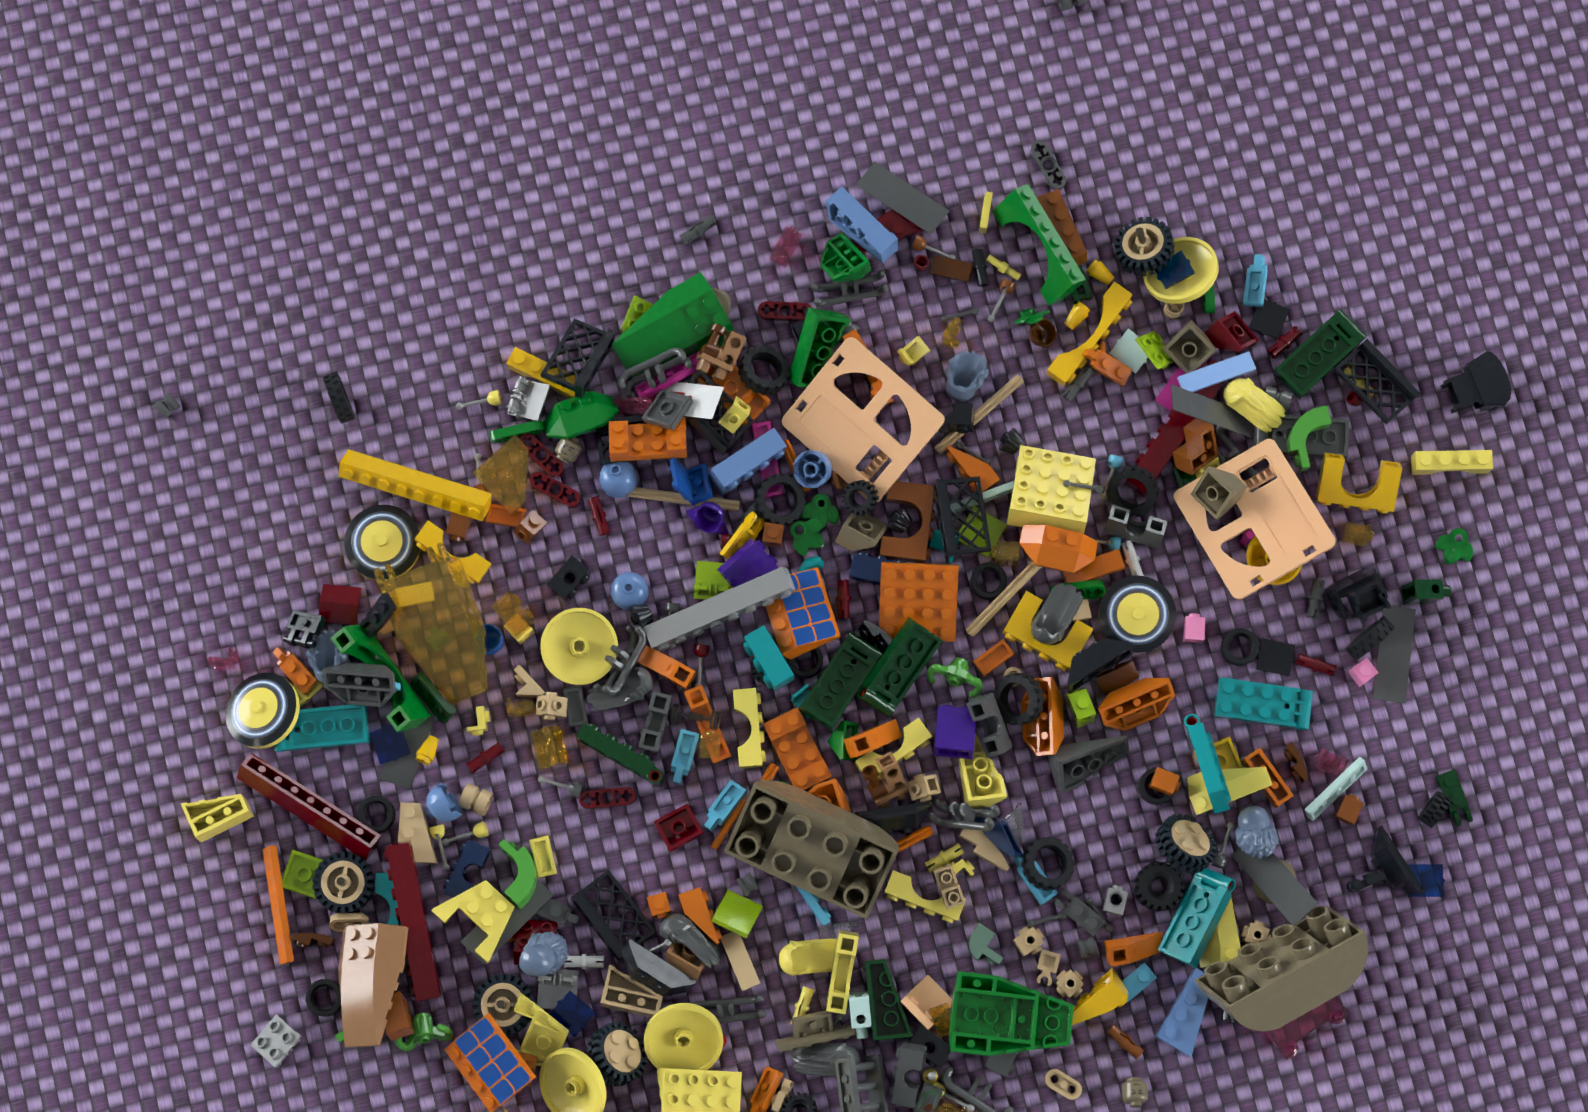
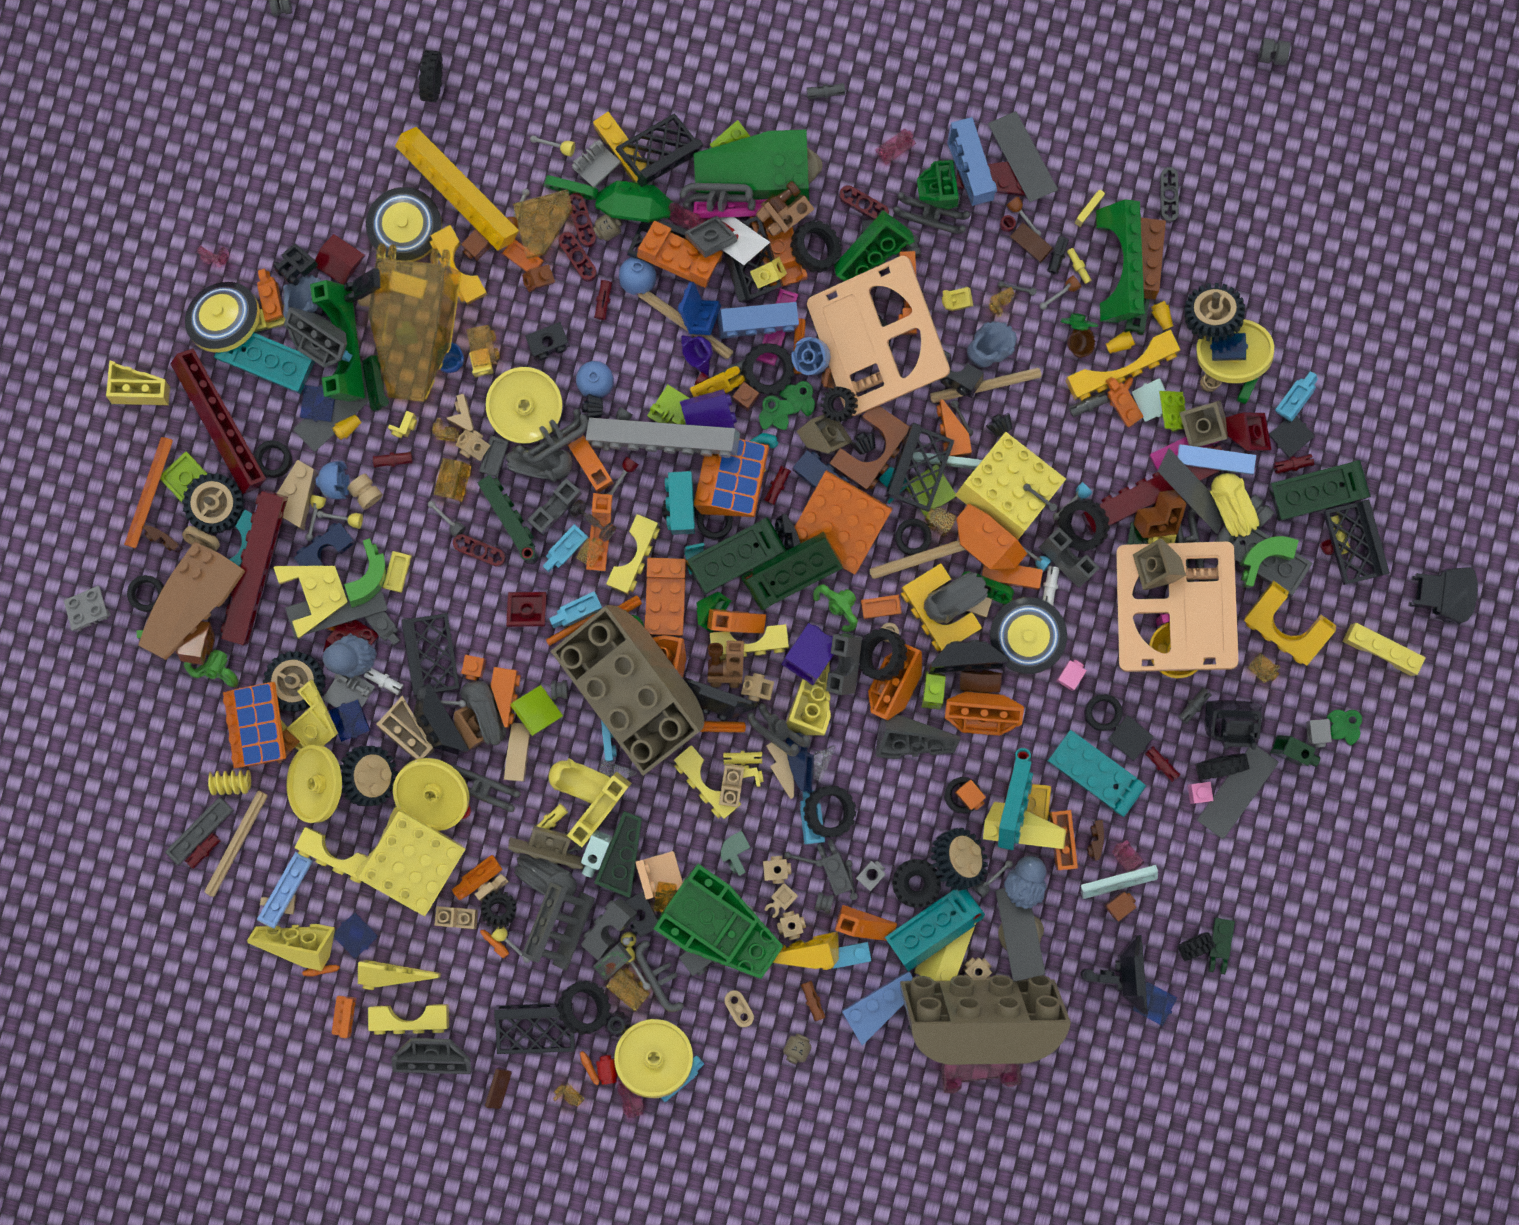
camera: 30 degrees right, 5 degrees up
(1436, 564) = (1318, 732): none -> light grey brick

